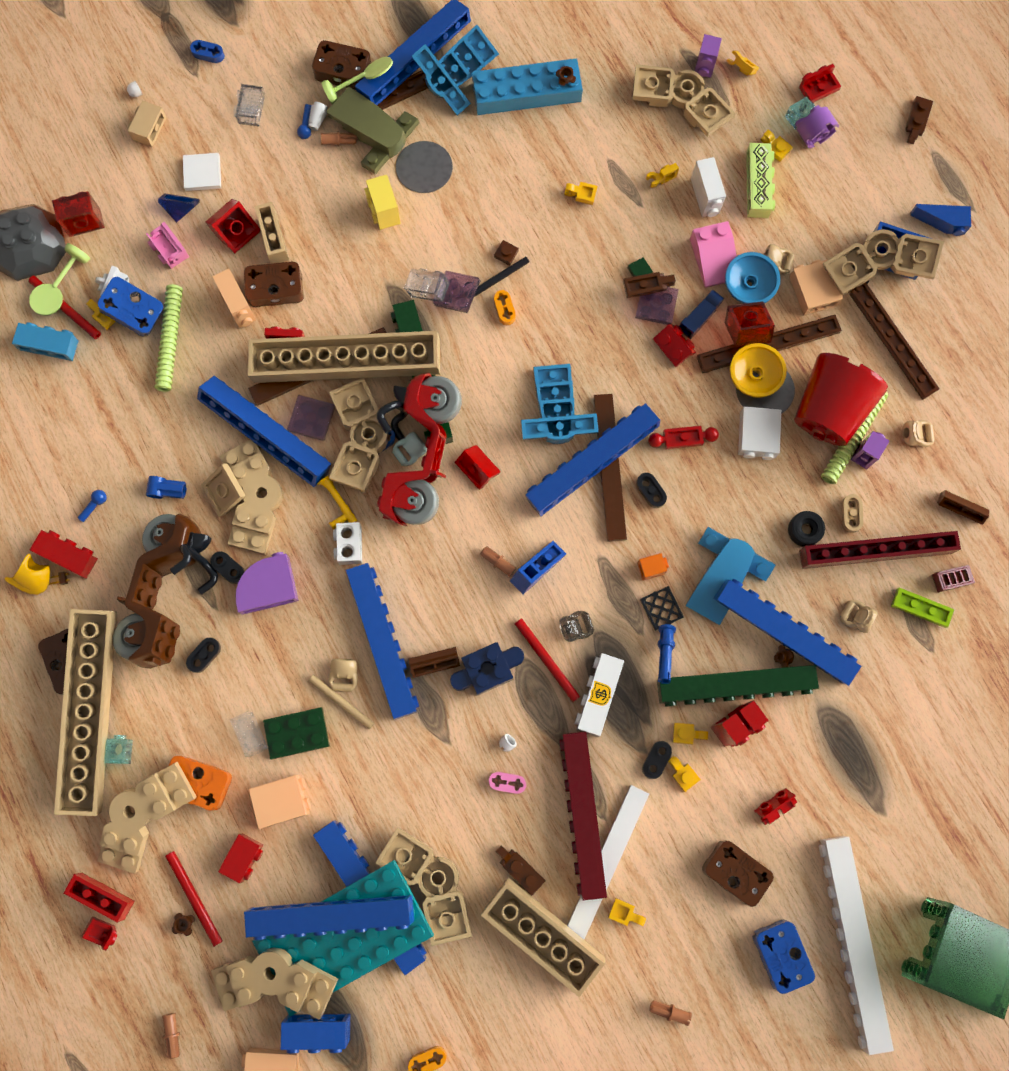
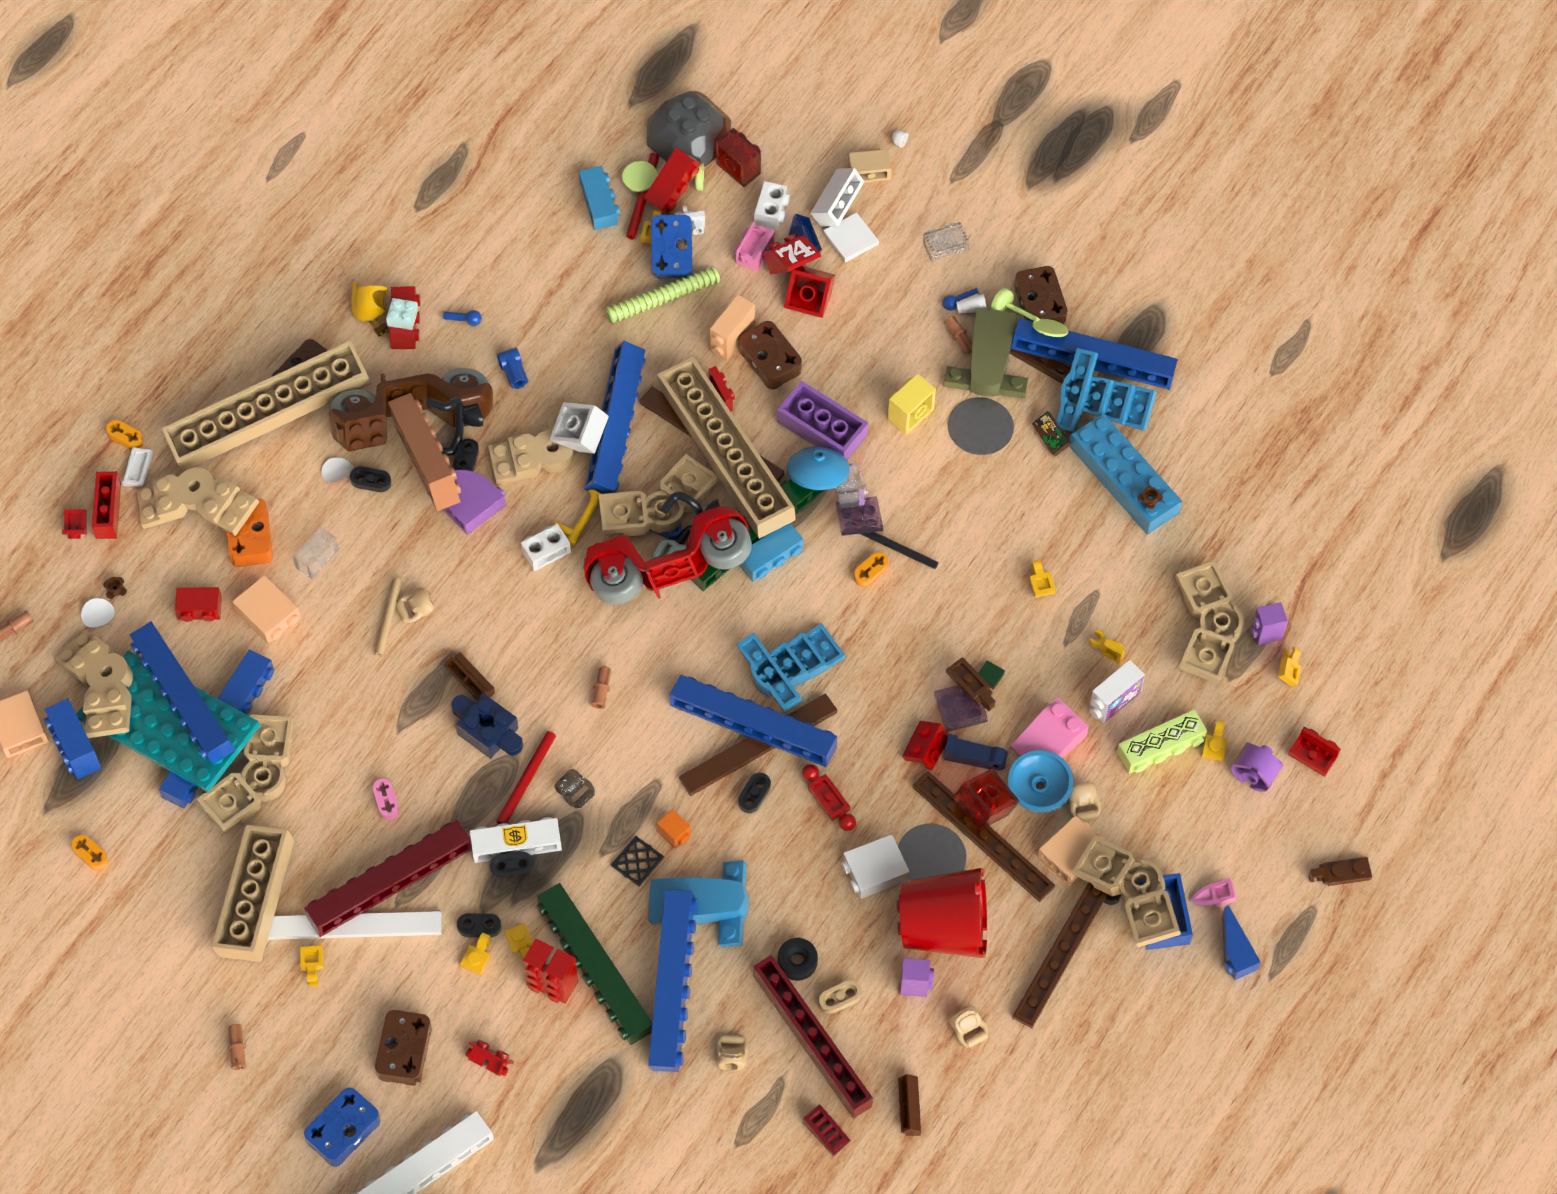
camera: 65 degrees right, 15 degrees down
(37, 851) = (126, 432): none -> light orange beam
(63, 553) = (402, 314): none -> light aqua piece
(69, 274) = (672, 180): none -> red brick
(75, 850) = (138, 467): none -> white tile
(125, 756) = (245, 462): clear light blue brick -> none
(137, 213) = (768, 204): none -> white brick
(161, 161) = (837, 197): none -> white brick
(176, 679) = (336, 469): none -> white sticker
(193, 898) = (142, 584): red piece -> none
(195, 221) = (789, 254): none -> red slope
(198, 951) = (97, 612): none -> white sticker
(207, 51) = (984, 176): blue beam -> none
(211, 598) = (425, 451): none -> nougat brick
(223, 490) = (537, 414): tan plate -> none
(259, 462) = (579, 427): none -> white slope
(271, 233) = (820, 326): tan brick -> none
(296, 733) = (338, 594): dark green plate -> none
(311, 417) = (653, 453): clear purple plate -> none
(359, 275) = (822, 420): none -> medium lavender brick
(381, 641) = (464, 622): blue brick -> none
(402, 298) = (818, 468): none -> dark azure dish
(450, 366) = (772, 551): none -> dark azure brick
(462, 119) = (1051, 433): none -> tile
(477, 466) = (689, 622): red panel -> none
(506, 252) = (932, 543): reddish brown plate -> none
(507, 743) = (429, 780): white hinge -> none
(520, 870) = (307, 850): reddish brown hinge -> none
(537, 567) = (614, 723): blue slope -> none
(619, 708) = (511, 864): none -> black plate
(666, 646) = (598, 876): blue pin -> none
(761, 360) = (943, 819): yellow dish -> none
(784, 656) = (647, 996): reddish brown plate -> none
(795, 111) = (1272, 741): clear light blue brick -> none
(844, 453) = (938, 962): yellowish green piece -> none
(897, 208) = (1216, 893): none -> bright pink plate
(922, 607) = (775, 1110): lime plate -> none

